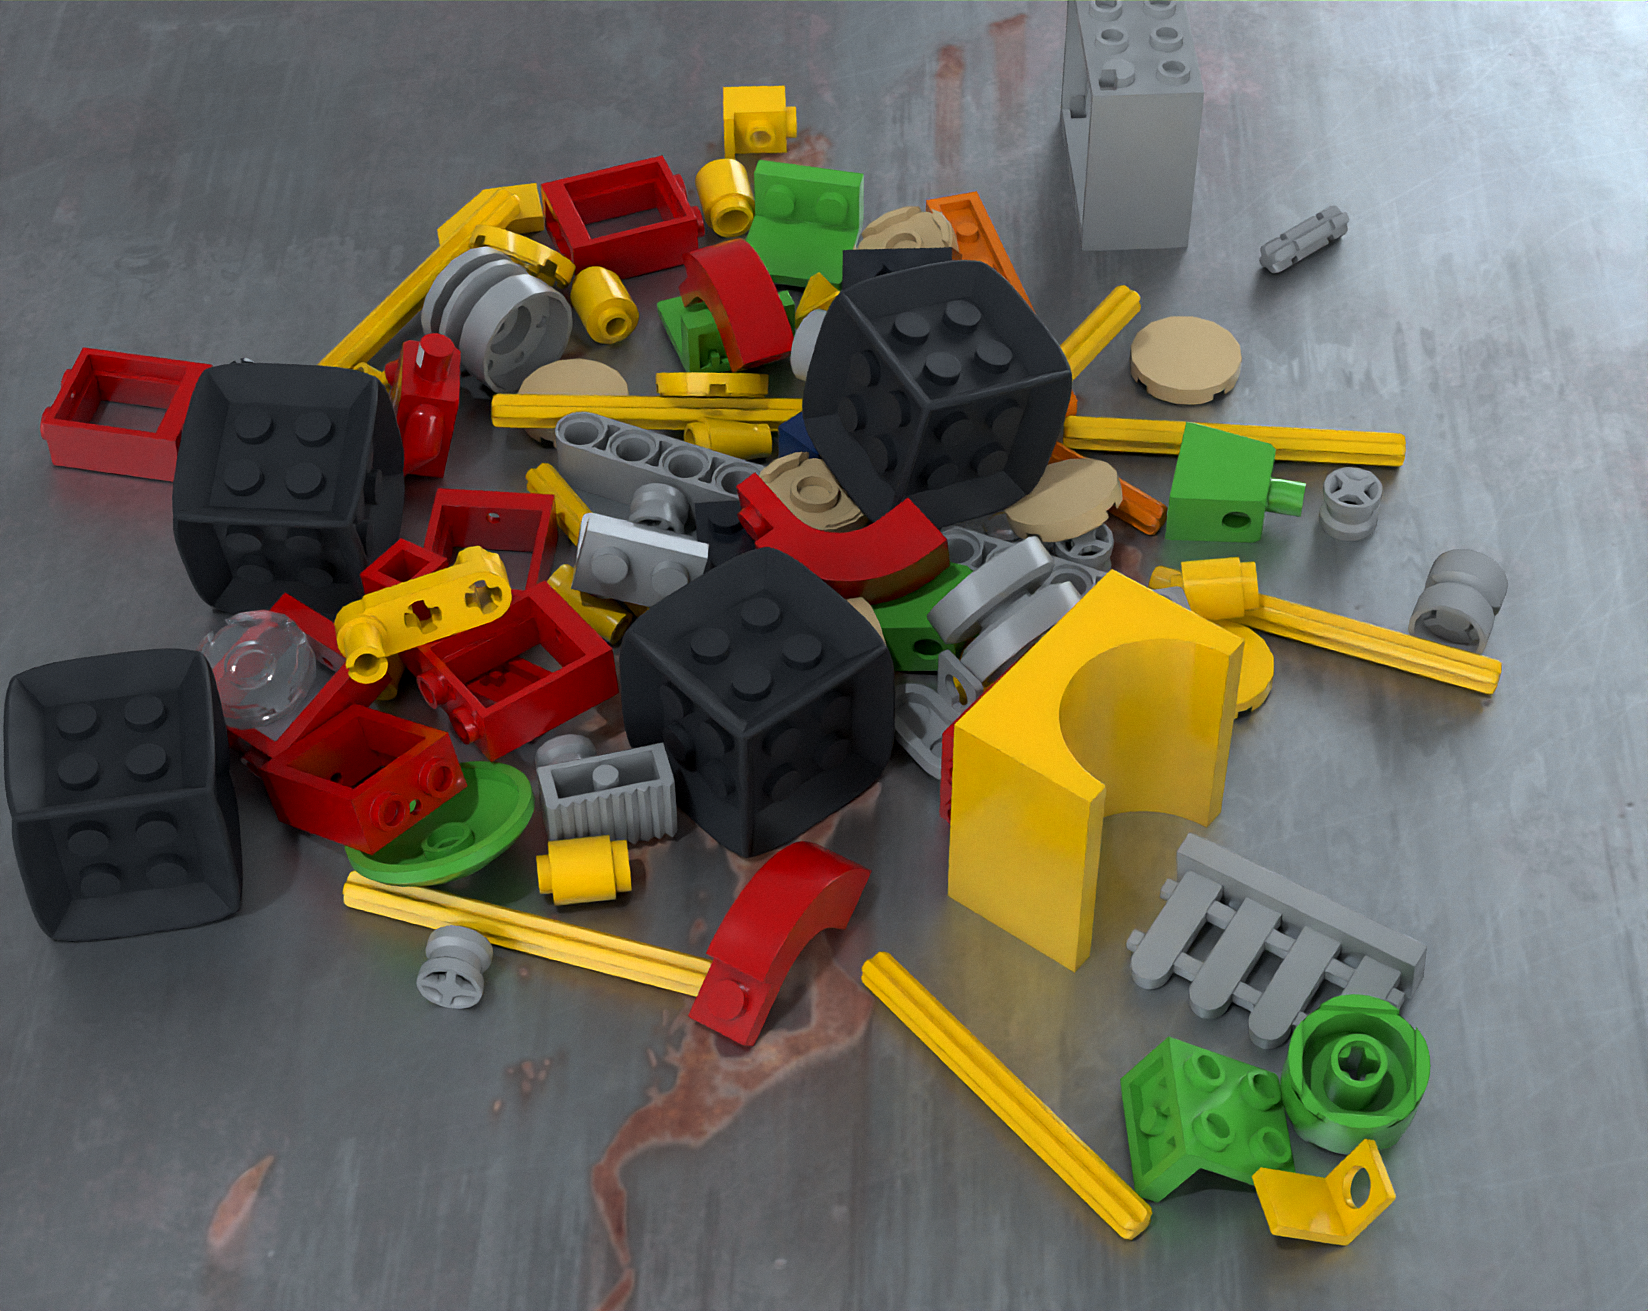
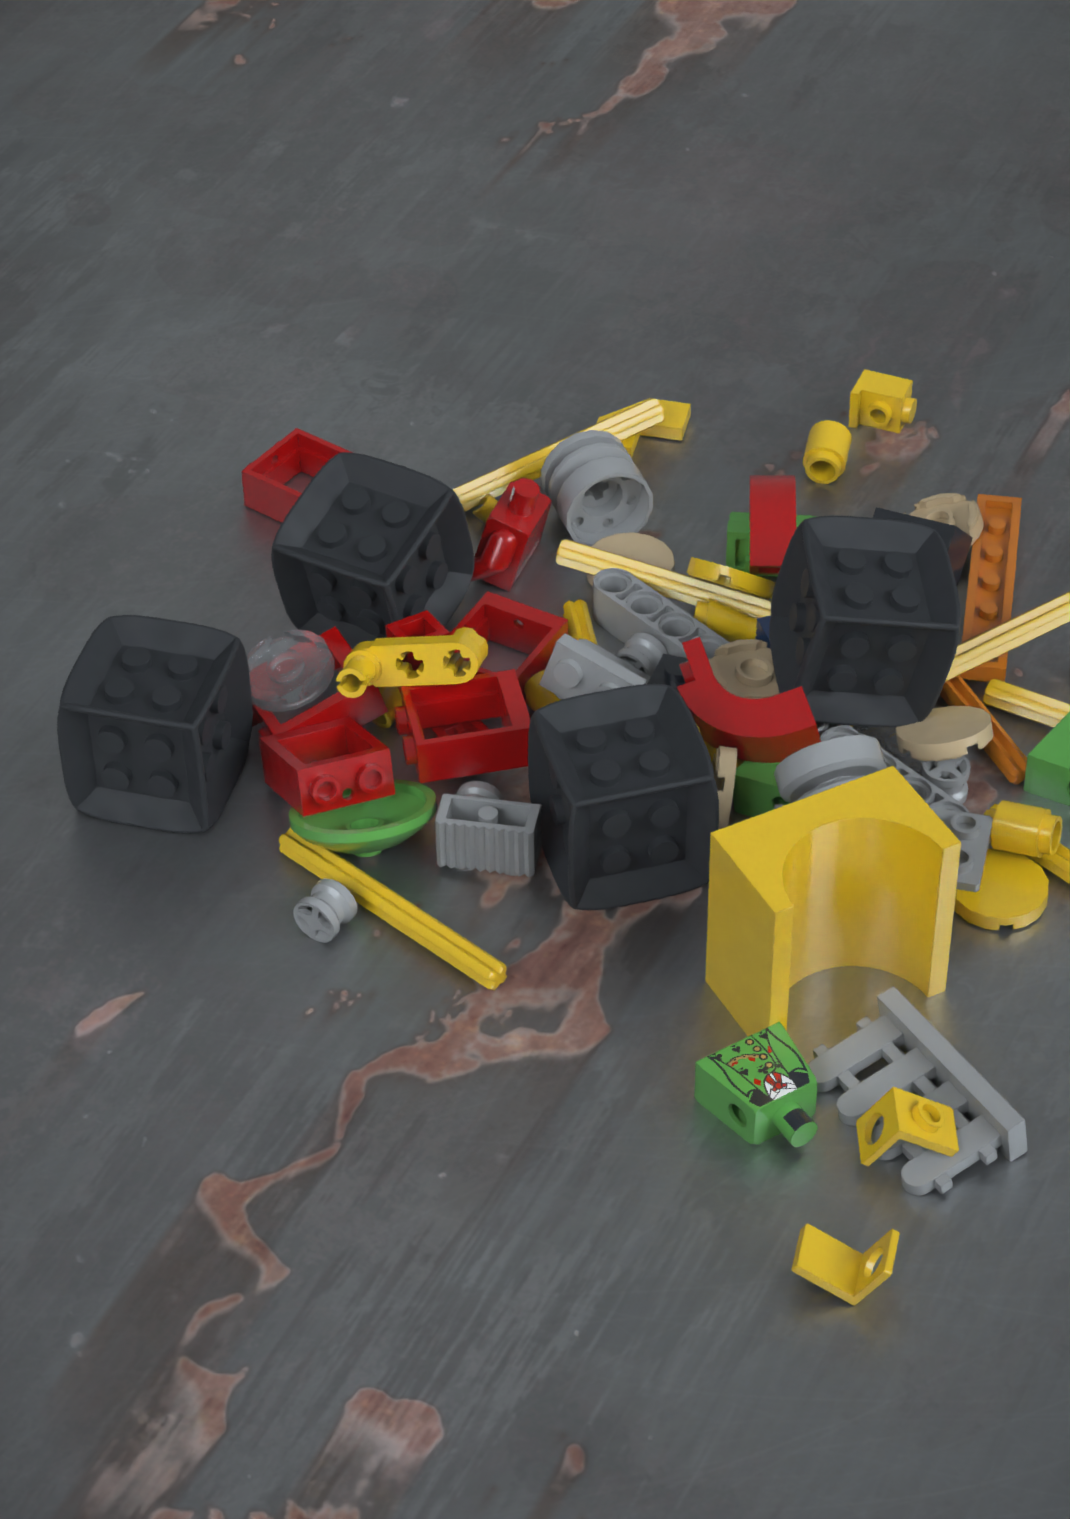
camera: 25 degrees right, 5 degrees down
(533, 256) = (644, 451): yellow tile -> none
(584, 870) = (450, 877): yellow brick -> none
(603, 305) = (689, 503): yellow brick -> none
(619, 192) = (734, 426): red window -> none
(766, 930) = (548, 947): red arch -> none
(805, 220) = (872, 477): bright green bracket -> none
(1007, 1096) = (663, 1122): yellow axle -> none
(1098, 1010) = (760, 1088): none -> bright green torso
(1201, 1112) = (796, 1181): bright green bracket -> none
(1296, 991) = (908, 1119): none -> yellow bracket
(1390, 1068) = (914, 1184): bright green brick -> none

